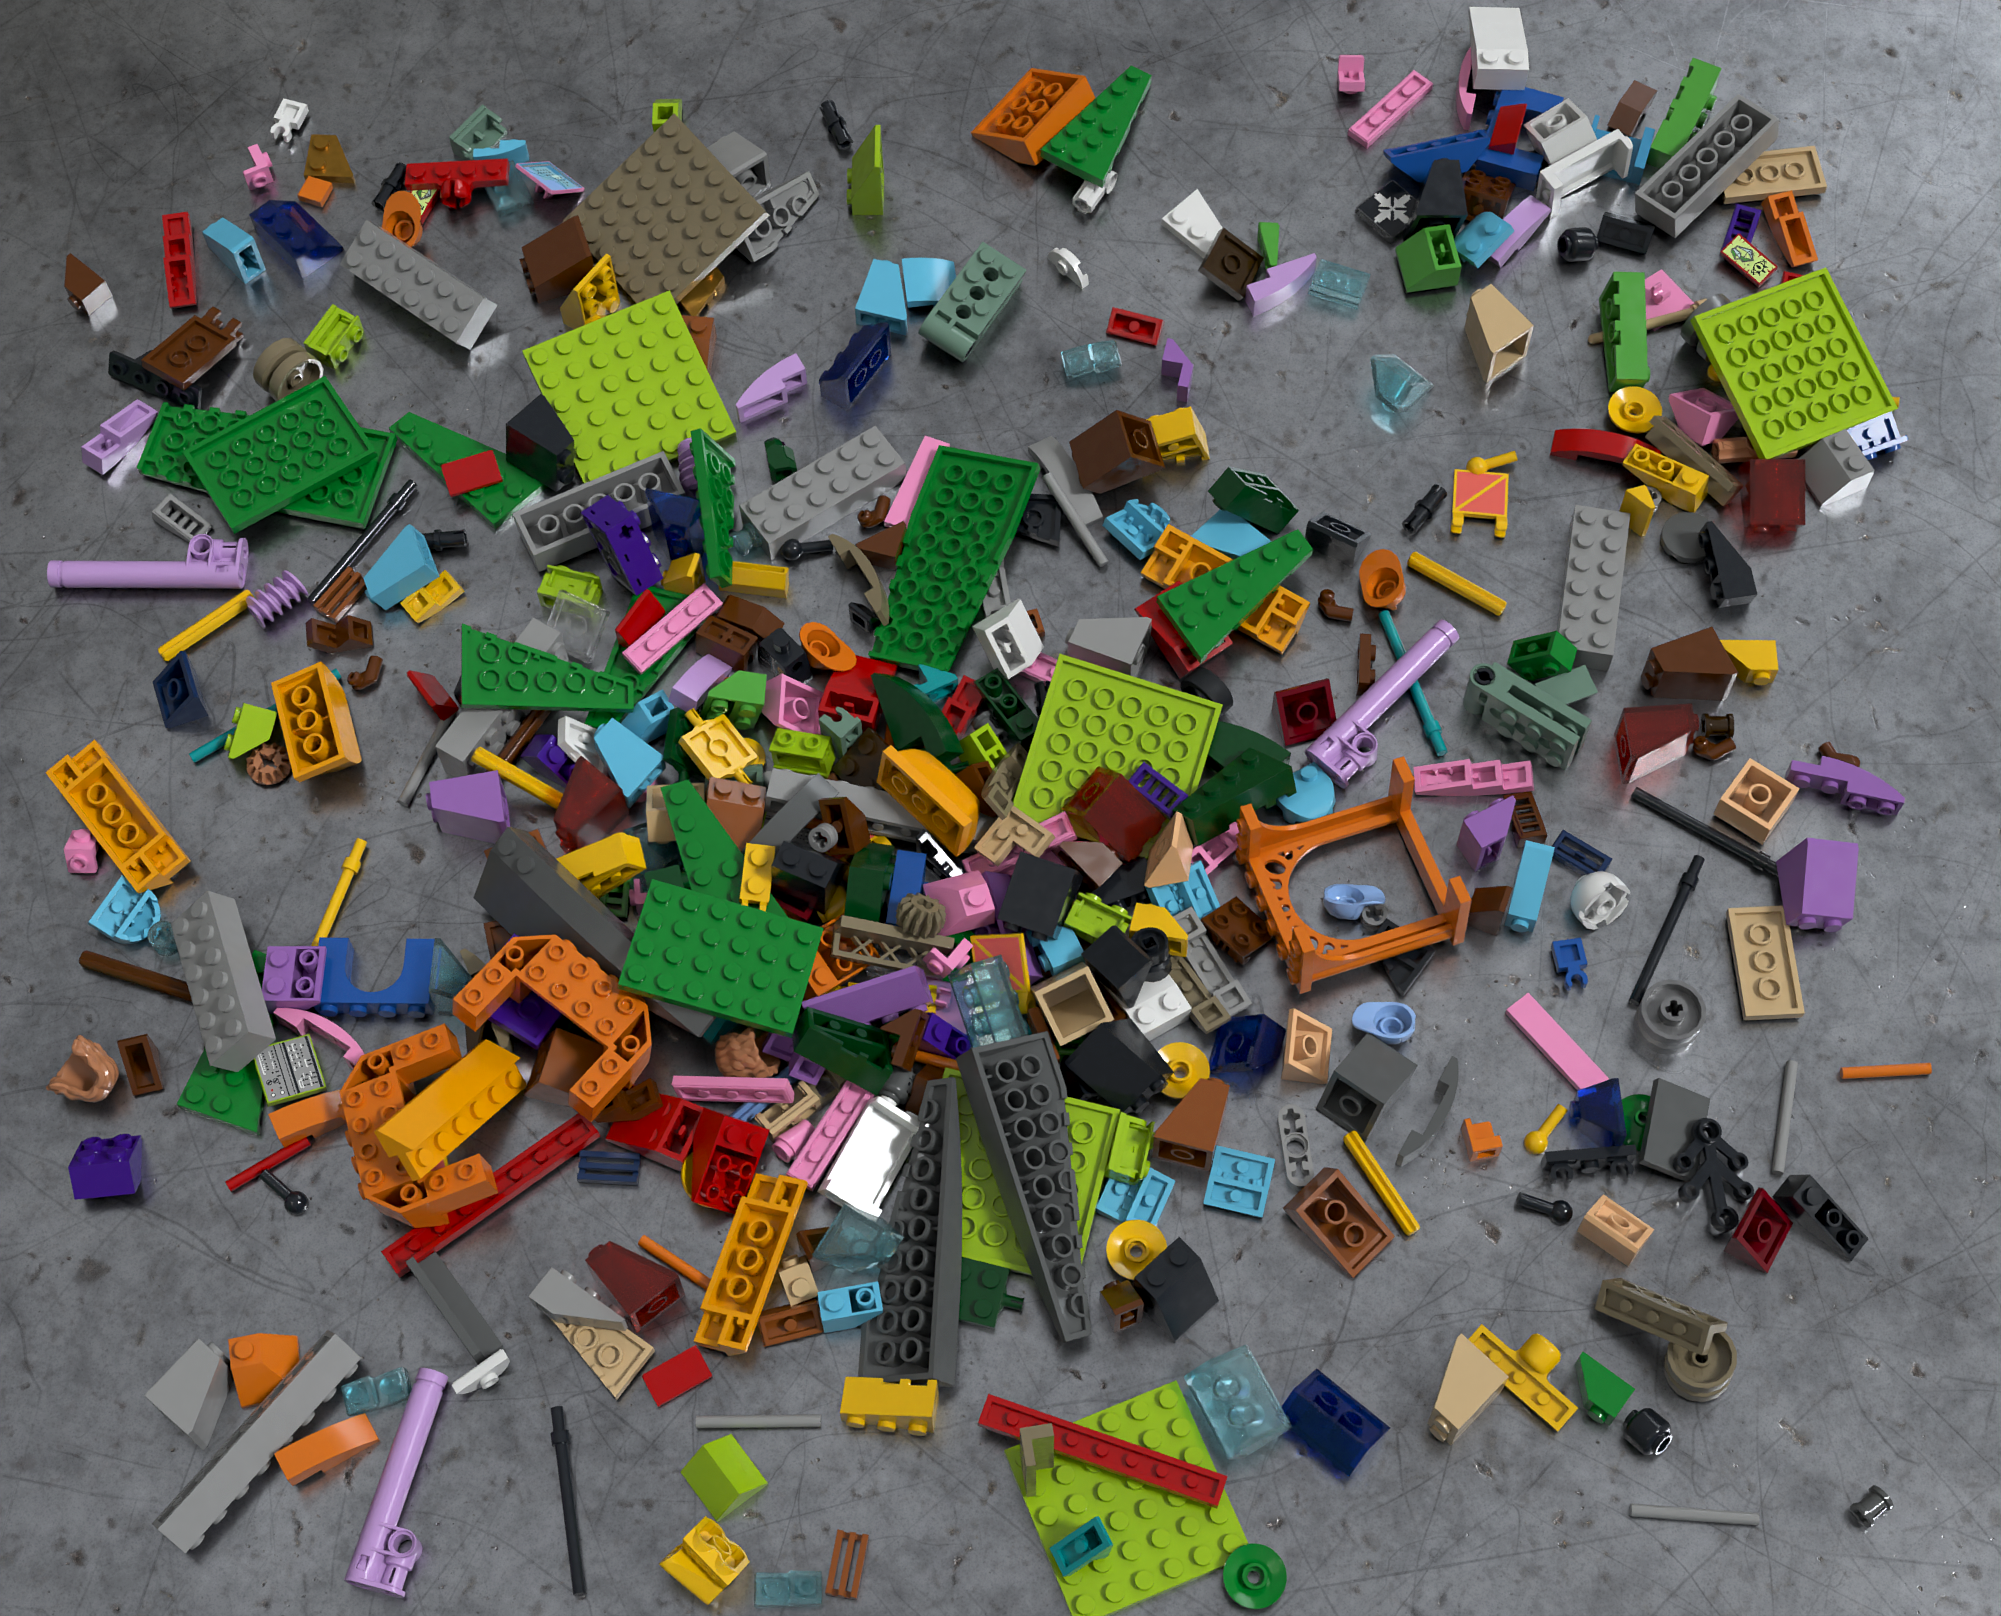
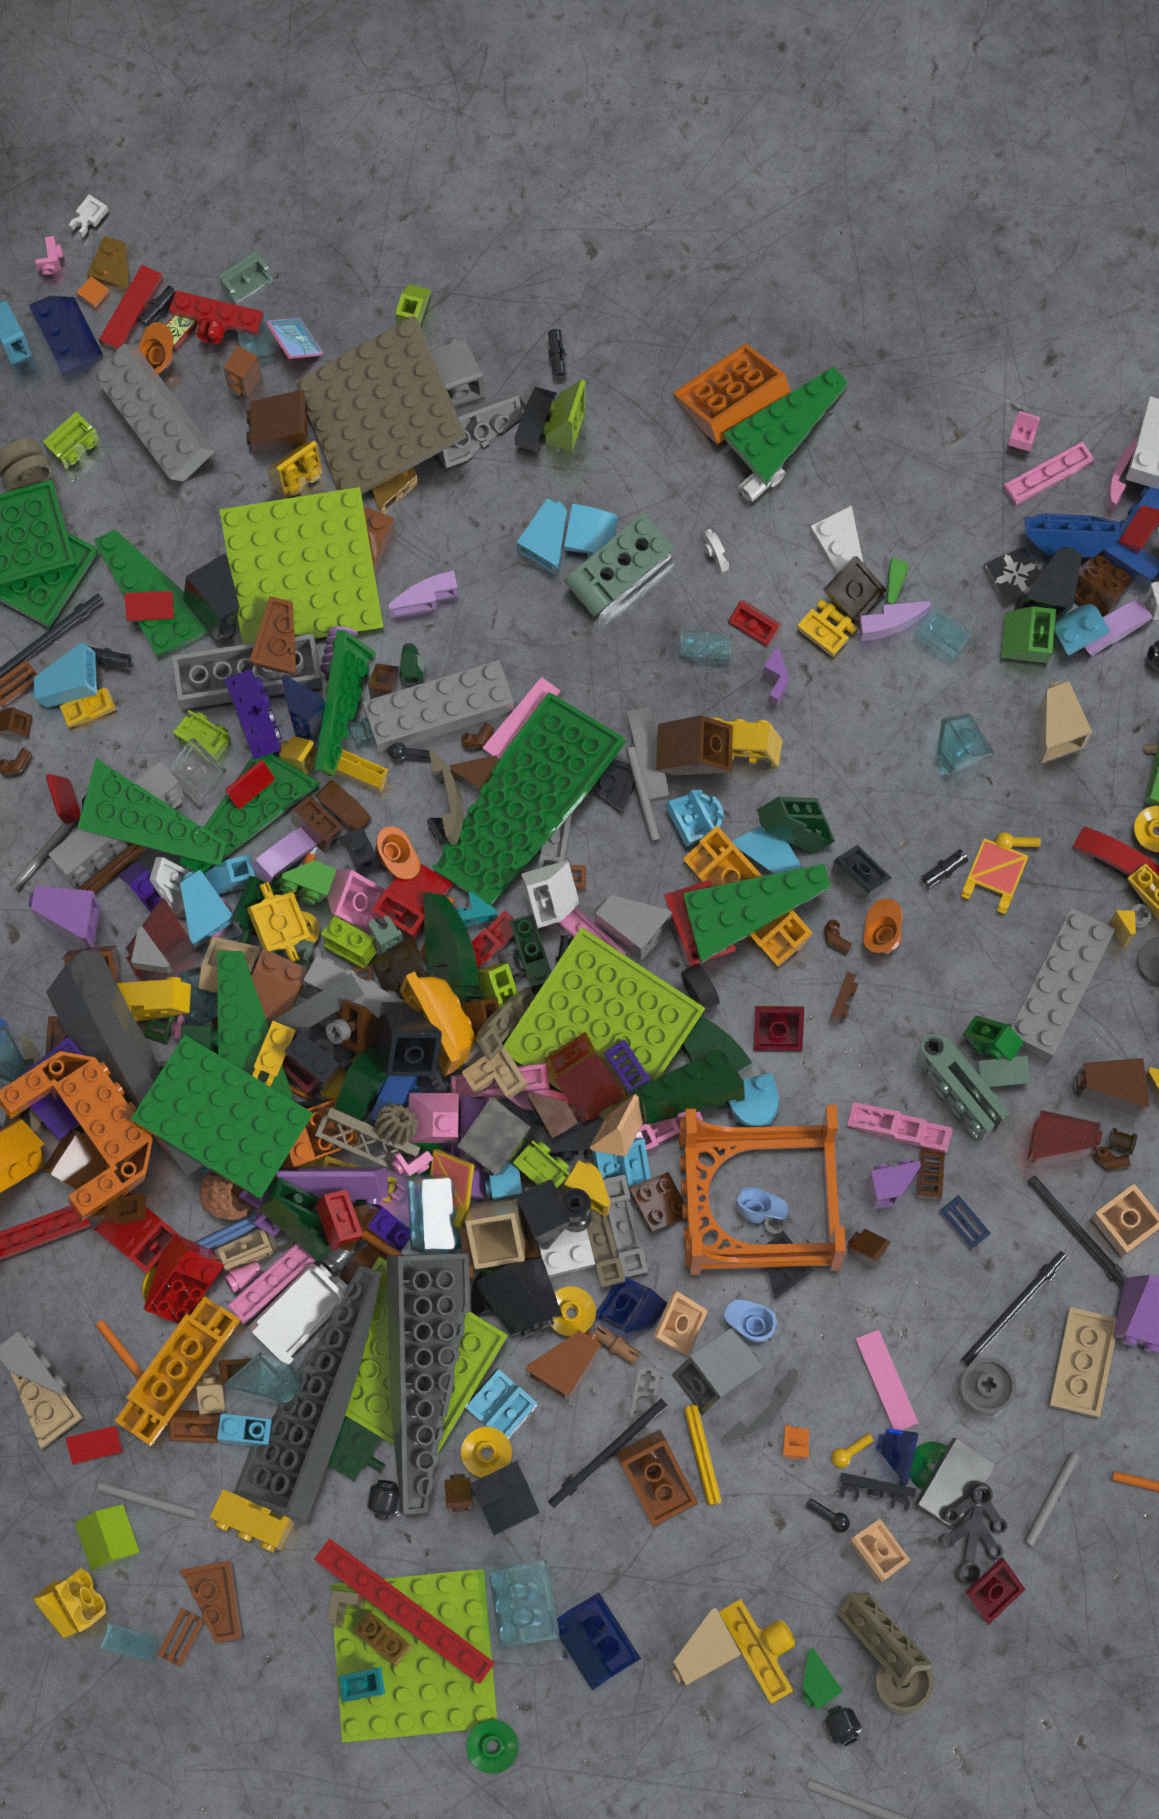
camera: 15 degrees right, 10 degrees up
(361, 194) = (130, 307): none -> red tile
(503, 221) = (242, 372): none -> dark orange brick
(511, 149) = (266, 302): medium azure slope -> none
(517, 777) = (109, 898): yellow axle -> none
(583, 816) = (147, 955): none -> light grey slope
(612, 1157) = (71, 1247): dark blue tile -> none
(623, 462) = (276, 638): none -> dark orange wing
(634, 1283) = (78, 1362): clear red slope -> none
(672, 629) = (275, 798): bright pink tile -> none
(733, 1089) = (206, 1221): bright pink tile -> none
(753, 482) = (383, 680): none -> reddish brown slope
(833, 192) = (534, 418): none -> black slope
(856, 365) = (502, 594): clear blue slope -> none
(875, 1506) = (216, 1597): none -> dark orange wing
(888, 1033) = (338, 1218): none -> red panel
(905, 823) = (407, 1041): none -> black slope
(1036, 1335) = (384, 1499): none -> black head
(1086, 1490) = (382, 1638): none -> pearl gold slope
(1130, 1150) = (506, 1368): lime hinge -> none
(1212, 315) = (824, 633): none -> yellow plate
(1239, 1181) = (588, 1418): medium azure slope -> none
(1244, 1260) = (571, 1486): none -> black bar
(1246, 1093) = (617, 1344): none -> medium nougat pin
(1338, 746) = (795, 1066): lavender piece -> none
(1431, 727) = (880, 1071): teal bar -> none
(1457, 583) = (948, 945): yellow axle -> none
(1529, 886) = (909, 1241): medium azure slope -> none
(1570, 958) = (924, 1310): blue plate -> none
(1598, 898) = (964, 1265): white cylinder -> none
(1820, 1215) = (1048, 1591): black slope -> none

